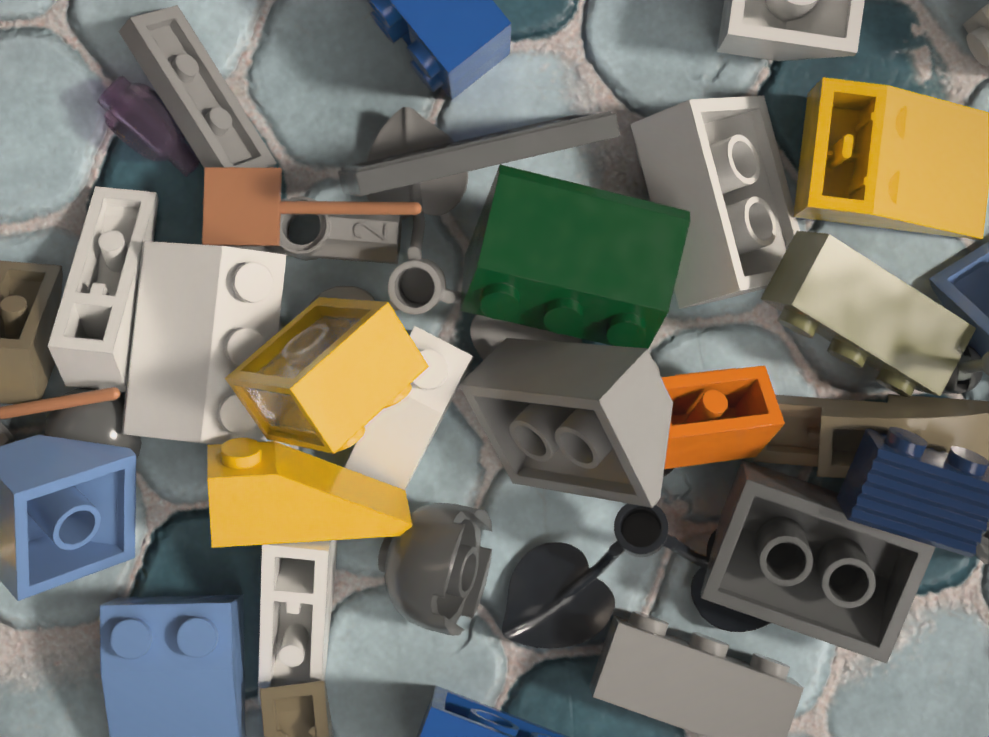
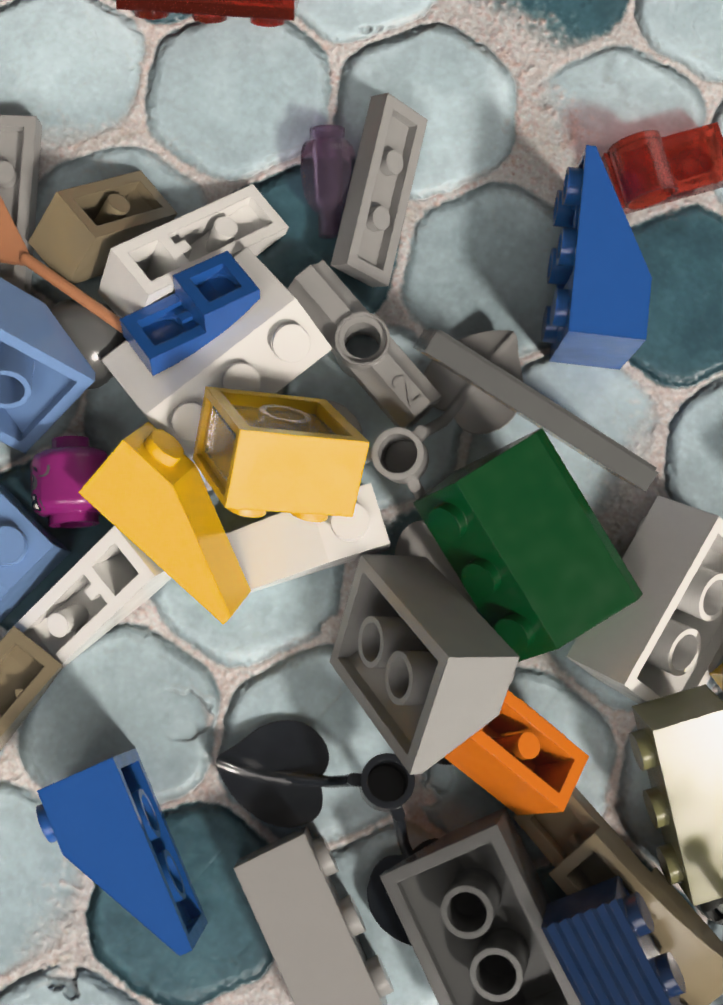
camera: 45 degrees right, 5 degrees down
(160, 323) = (203, 307): none -> blue slope
(184, 547) = (58, 478): none -> magenta head
(246, 206) = (338, 290): nougat piece -> none
(438, 566) = (220, 666): dark grey cylinder -> none

